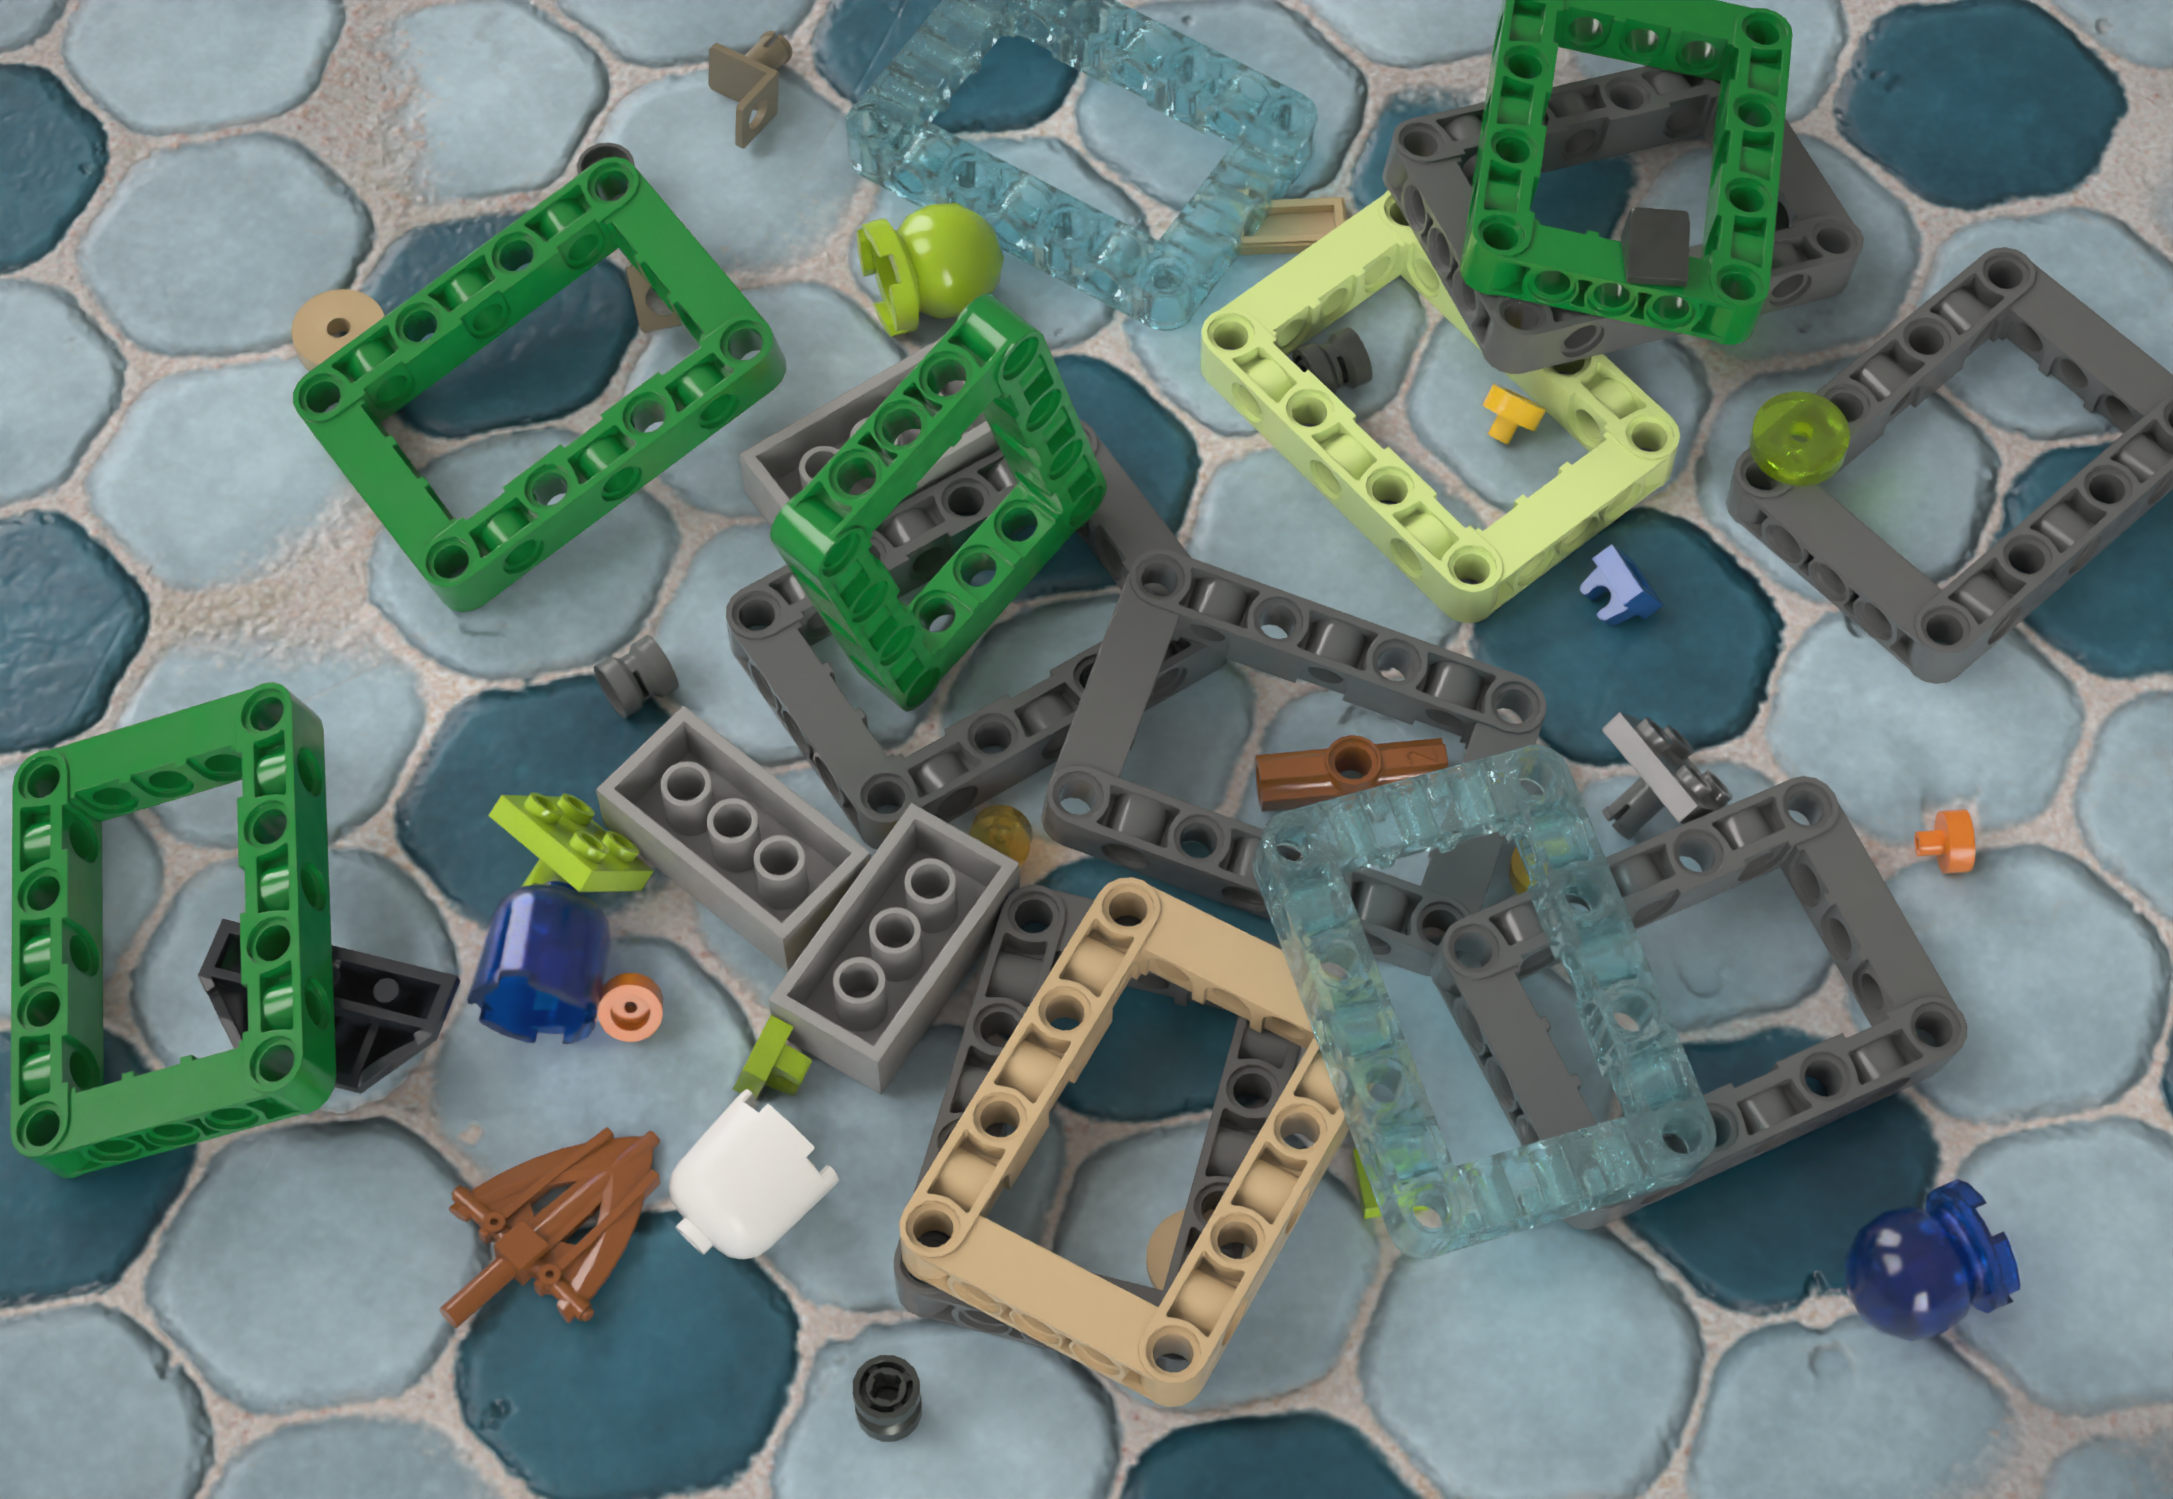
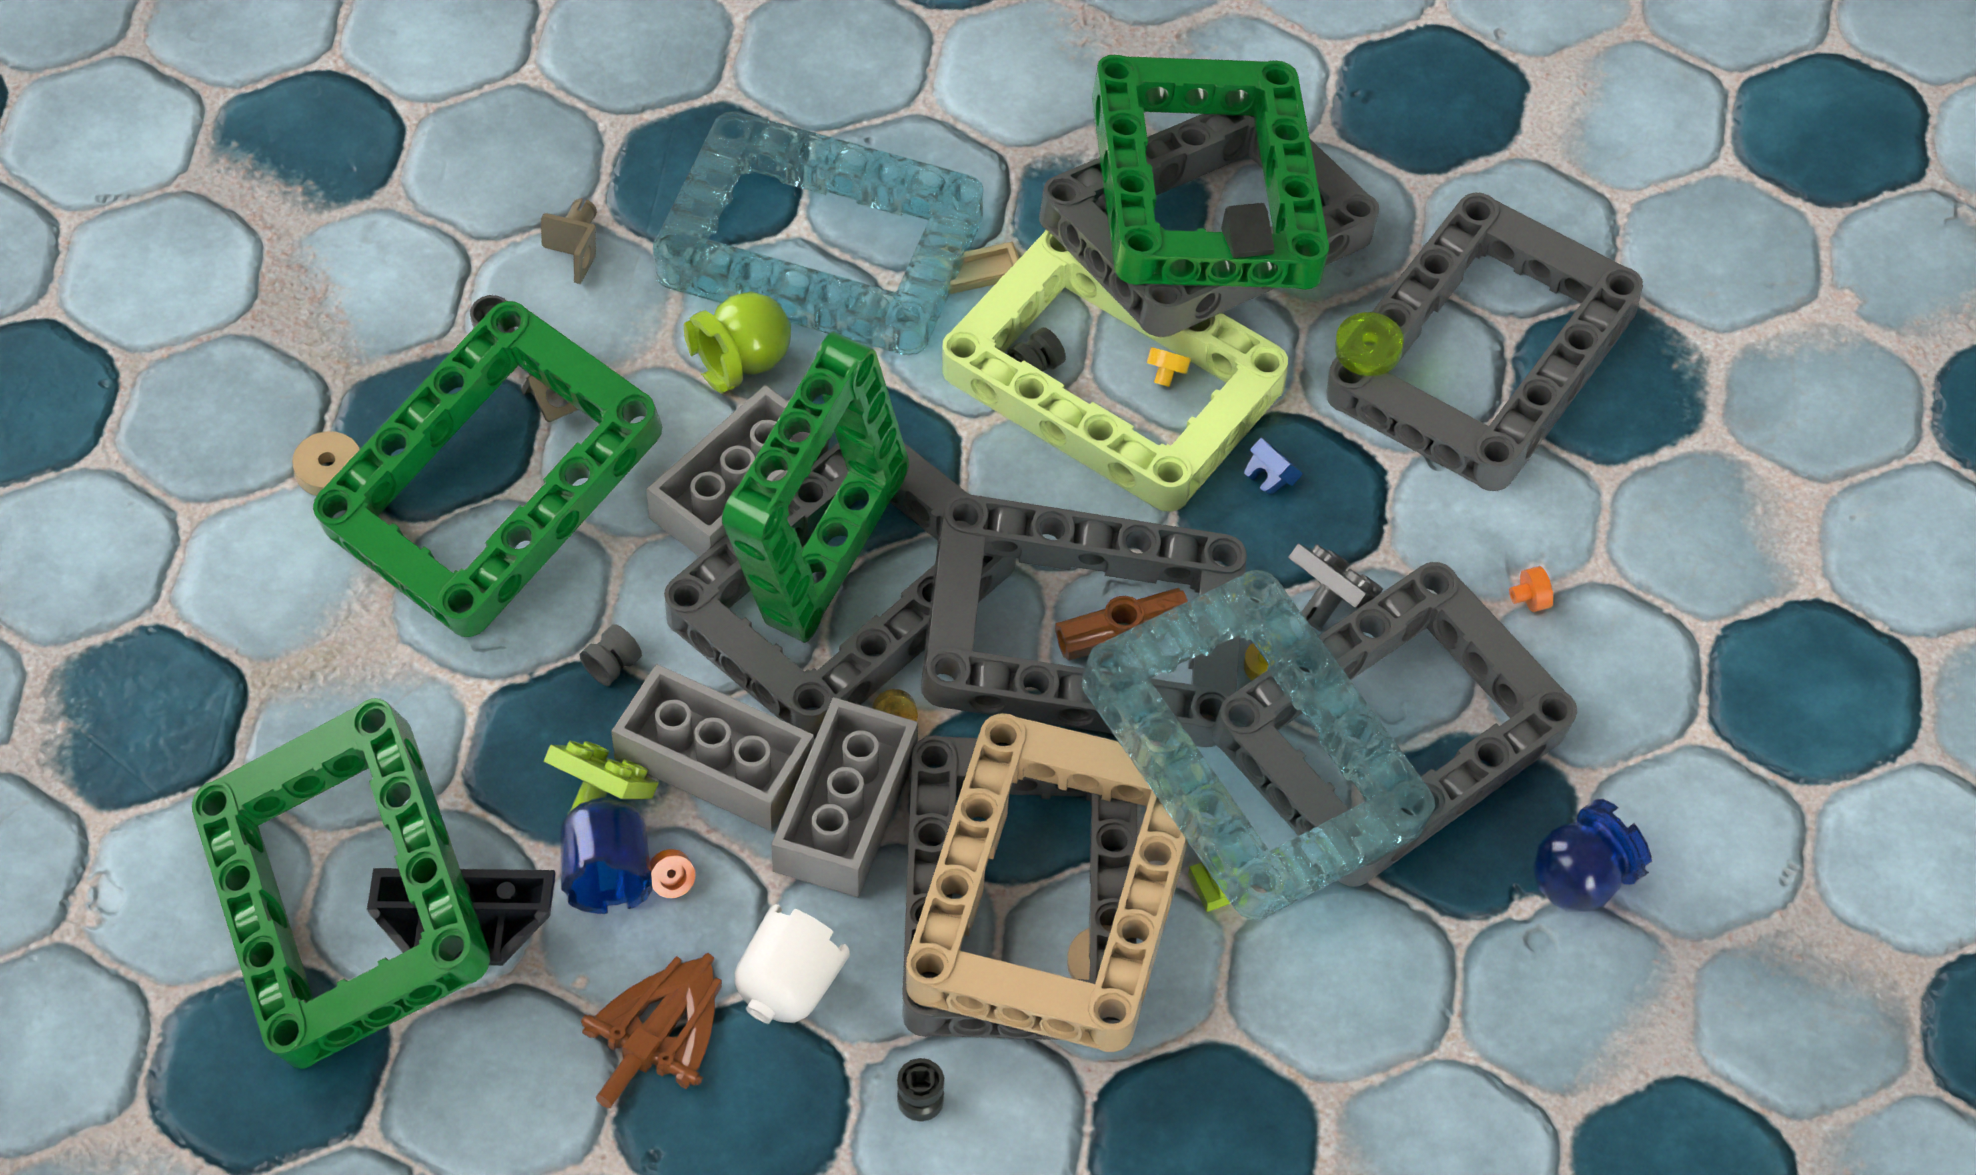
camera: 15 degrees left, 5 degrees down
(773, 1062) = (780, 888): lime tile -> none

